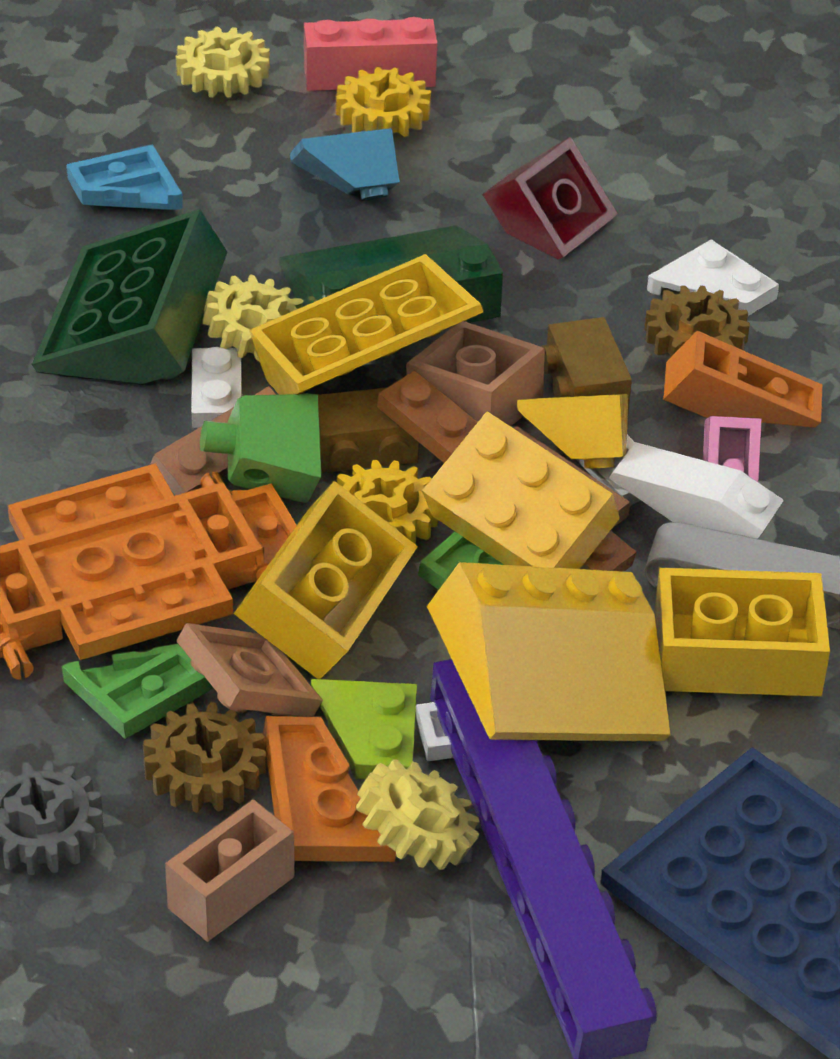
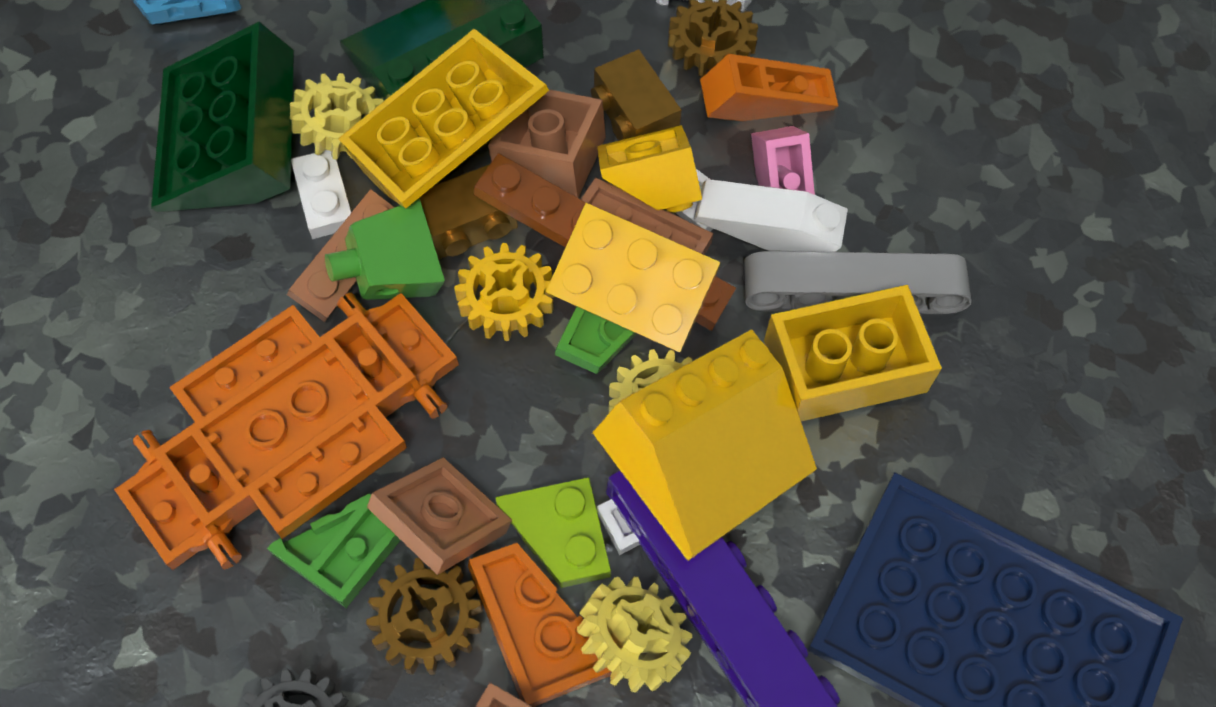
camera: 15 degrees left, 20 degrees up
(326, 580) = (483, 399): yellow brick -> none

